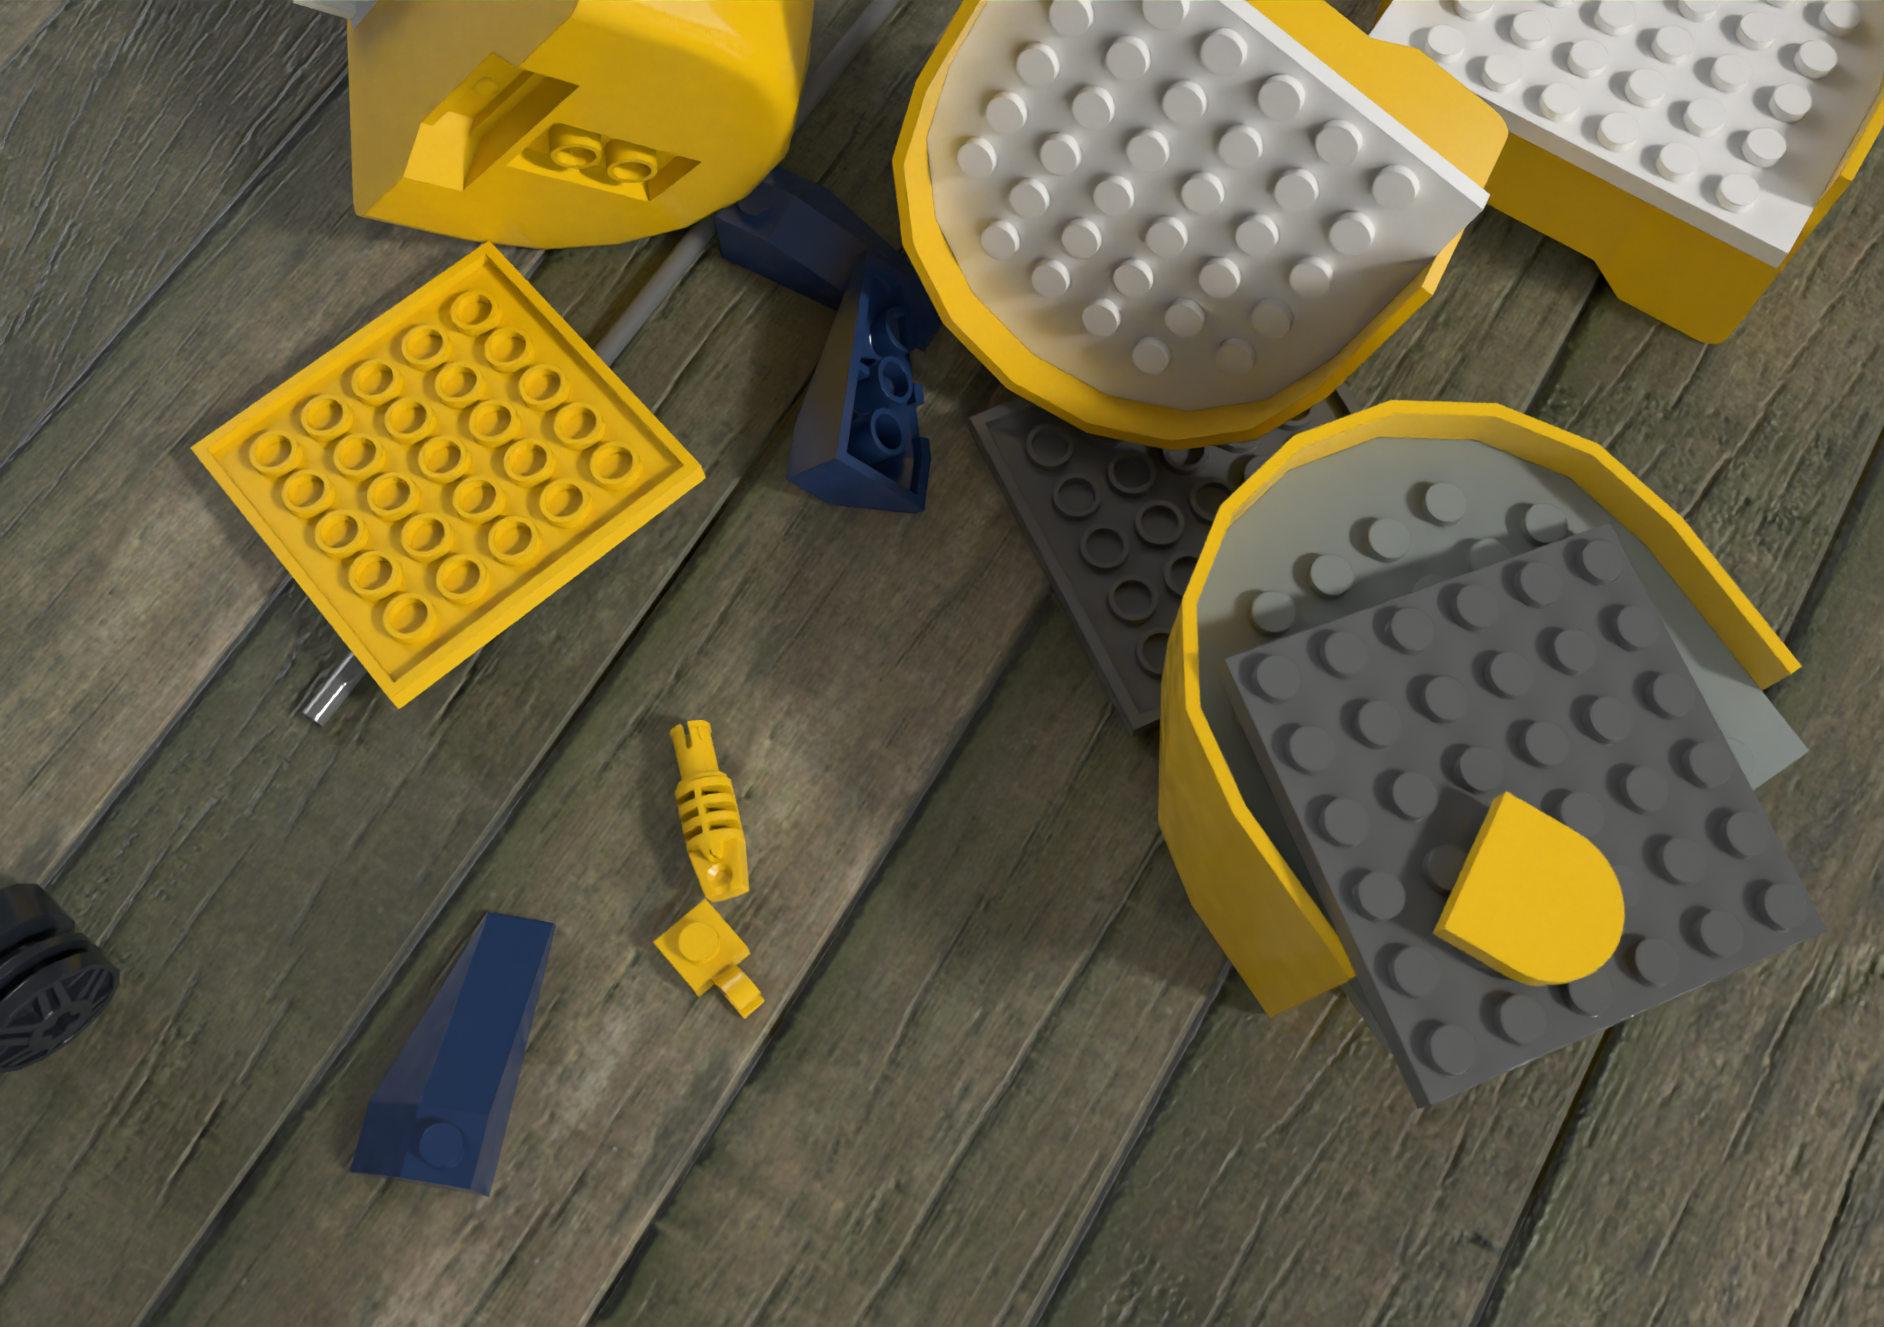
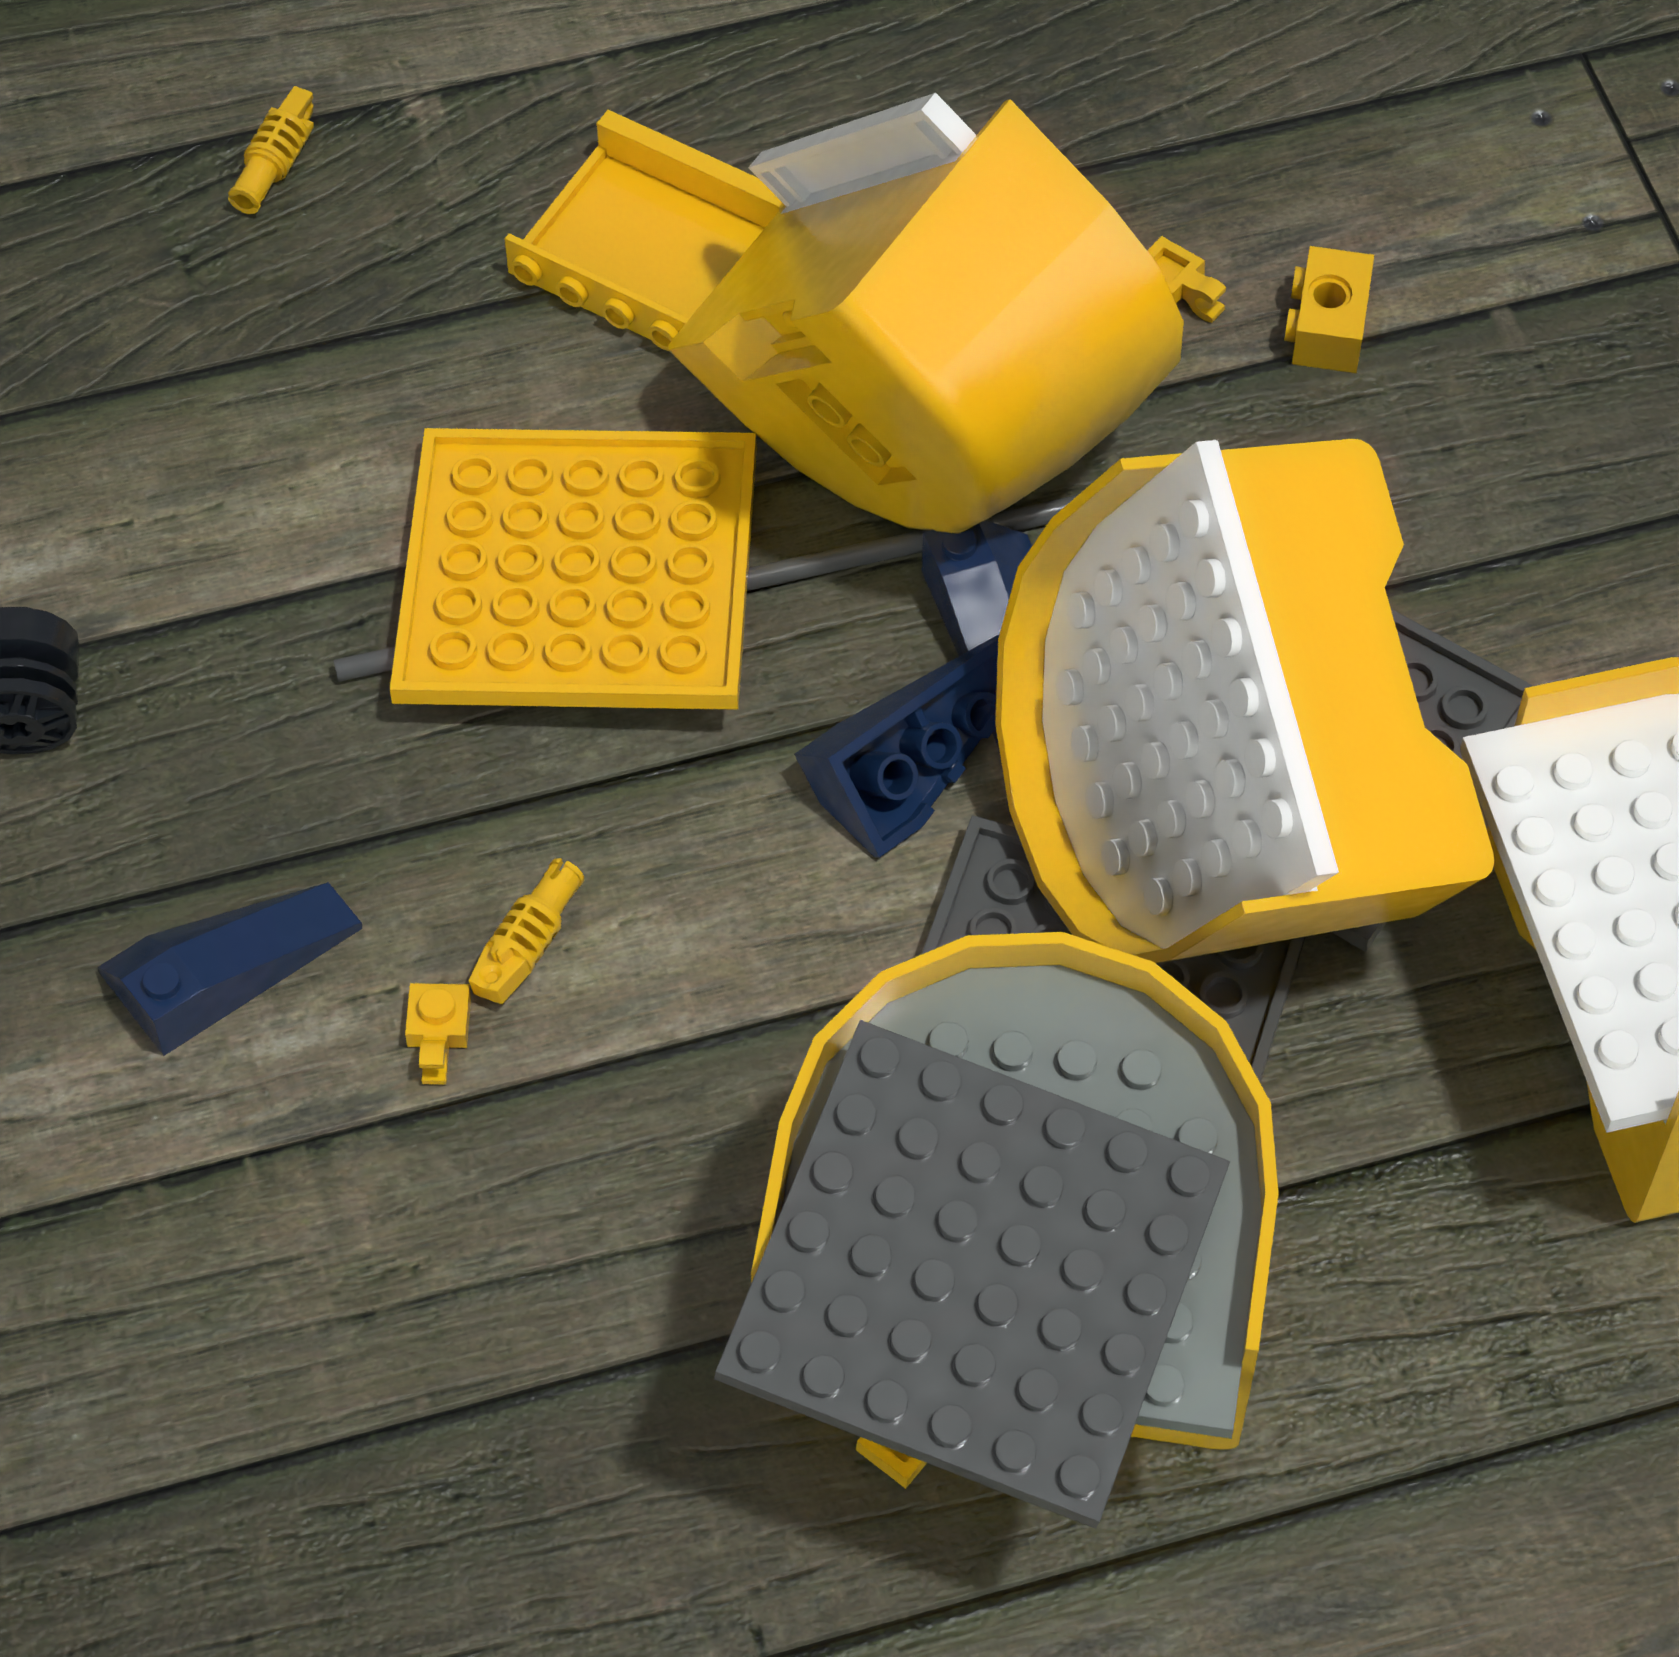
camera: 45 degrees right, 10 degrees down
(230, 144) = (643, 230): none -> yellow panel
(1533, 899) = (900, 1310): yellow tile -> none

